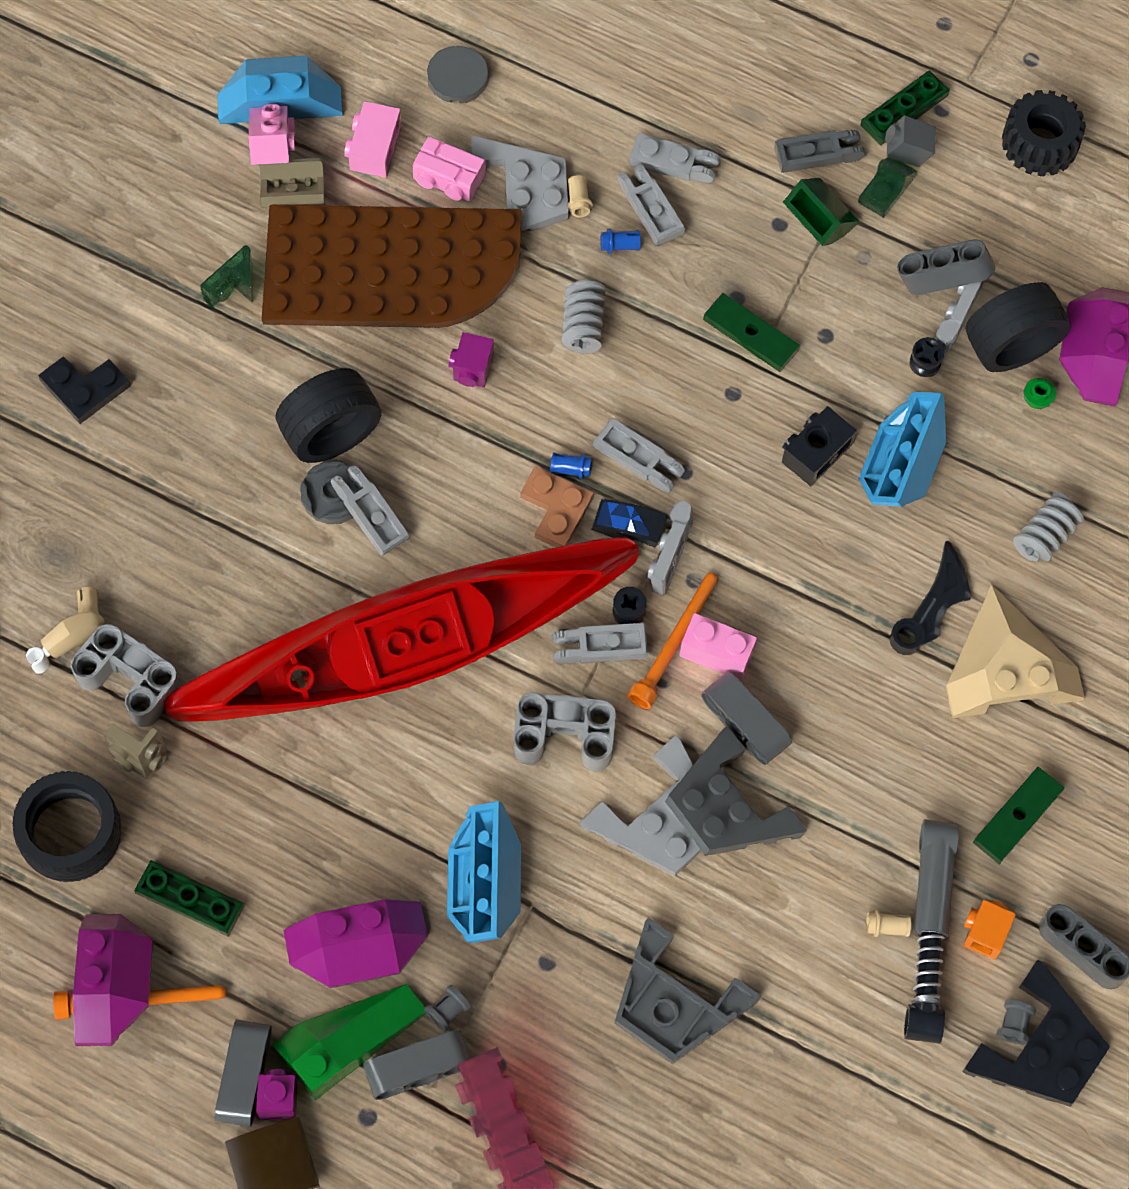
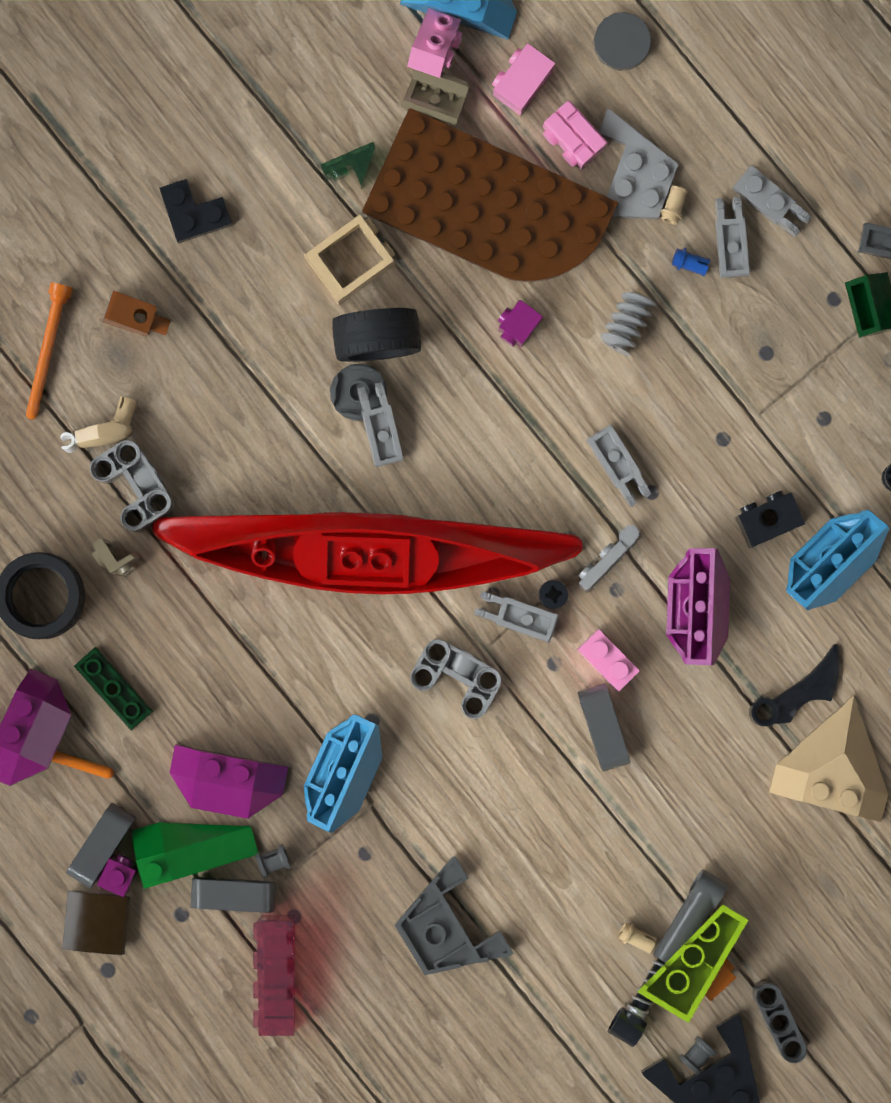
camera: 20 degrees right, 20 degrees up
(59, 501) = (121, 315): none -> dark orange torso
(254, 392) = (369, 230): none -> tan window
(564, 504) = (541, 483): nougat plate -> none
(571, 465) = (561, 451): blue pin -> none
(629, 521) = (585, 521): slope -> none
(644, 692) = (534, 670): orange piece -> none
(657, 832) = (507, 789): light grey wing -> none
(716, 810) = (544, 793): dark grey wing -> none
(737, 322) = (752, 377): dark green tile -> none
(785, 552) = (698, 606): none -> magenta wedge
(962, 923) = (692, 969): none -> lime wedge
(1030, 802) = (796, 887): dark green tile -> none

